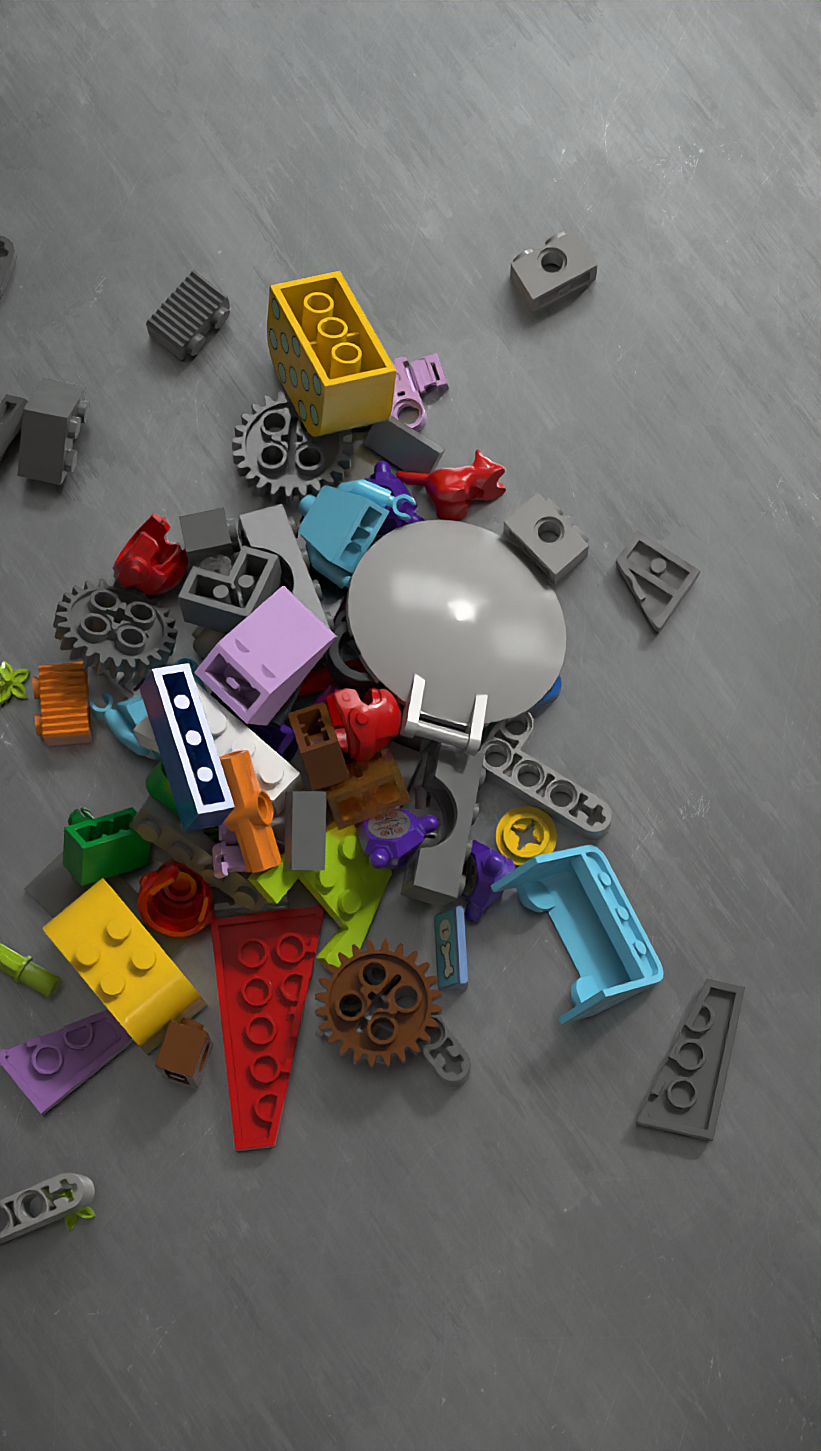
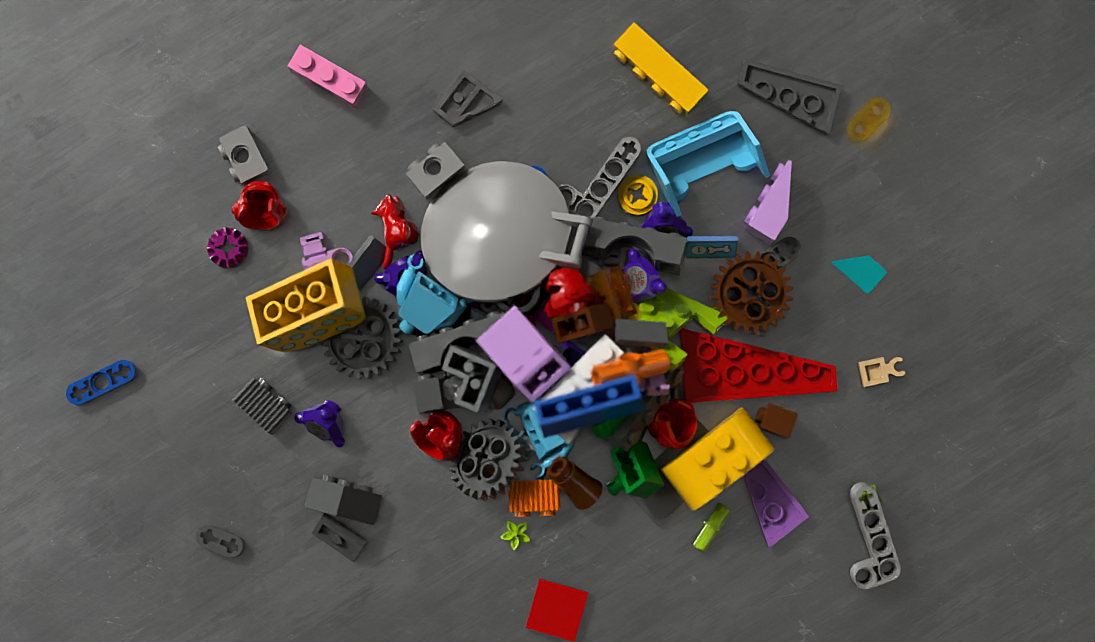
camera: 90 degrees left, 10 degrees up
(83, 756) = (575, 483): none -> reddish brown plant
(166, 401) = (323, 422): none -> dark purple rock
(216, 83) = (115, 367): none -> blue beam
(267, 1211) = (877, 372): none -> tan plate
(407, 269) = (236, 255): none -> magenta gear
(425, 1186) = (862, 271): none -> teal sticker
(478, 291) = (259, 206): none -> red helmet
(511, 1035) = (772, 213): none -> lavender slope
(663, 1184) = (867, 119): none -> clear yellow plate
(676, 378) = (327, 75): none -> bright pink arch
(720, 860) = (660, 69): none -> yellow brick

